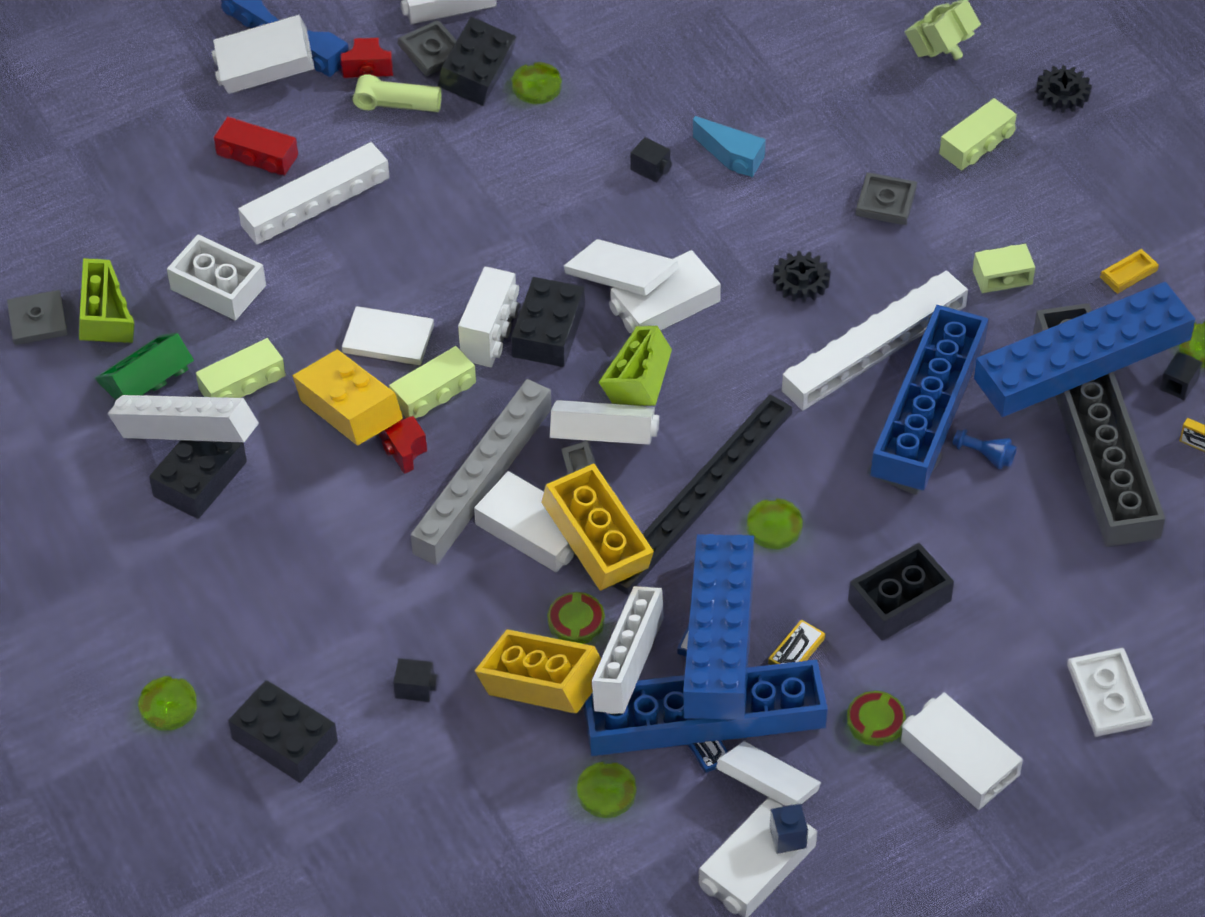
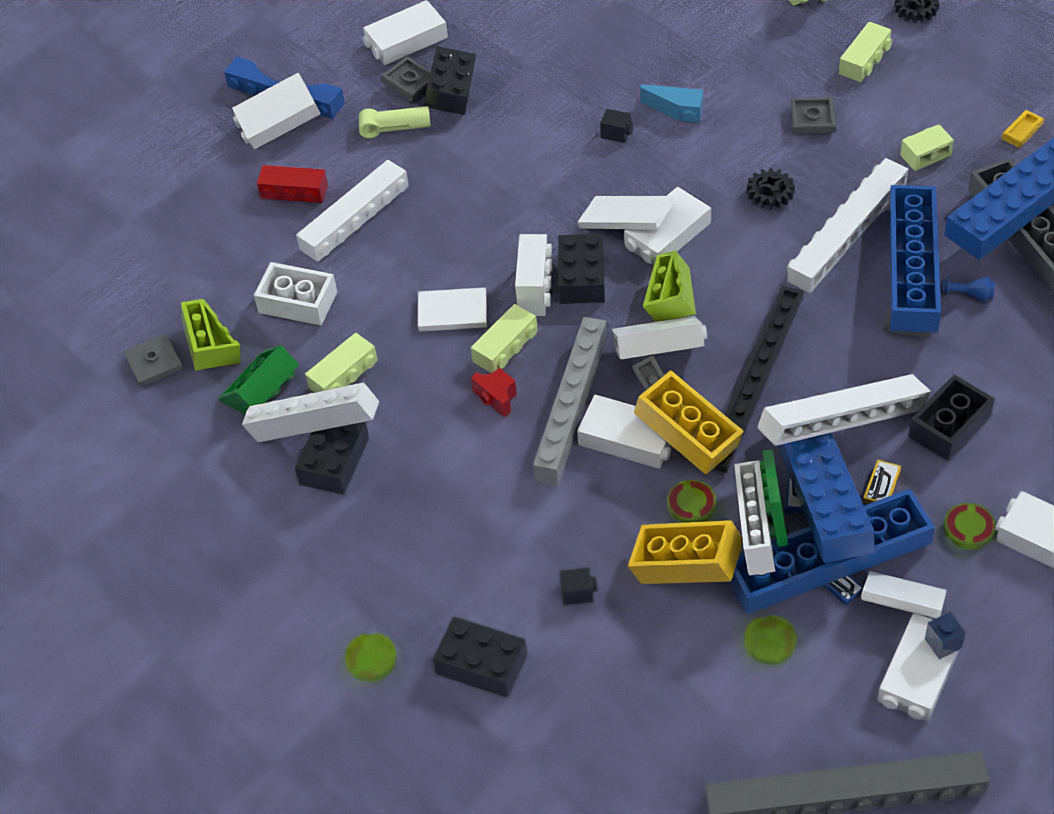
camera: 10 degrees left, 0 degrees up
(347, 397) = (440, 365): yellow brick -> none
(366, 59) = (360, 97): red brick -> none
(537, 83) = (502, 88): clear neon green tile -> none
(659, 634) = (773, 498): none -> green plate
(772, 552) = (842, 409): none -> white brick
(775, 523) = (822, 381): clear neon green tile -> none

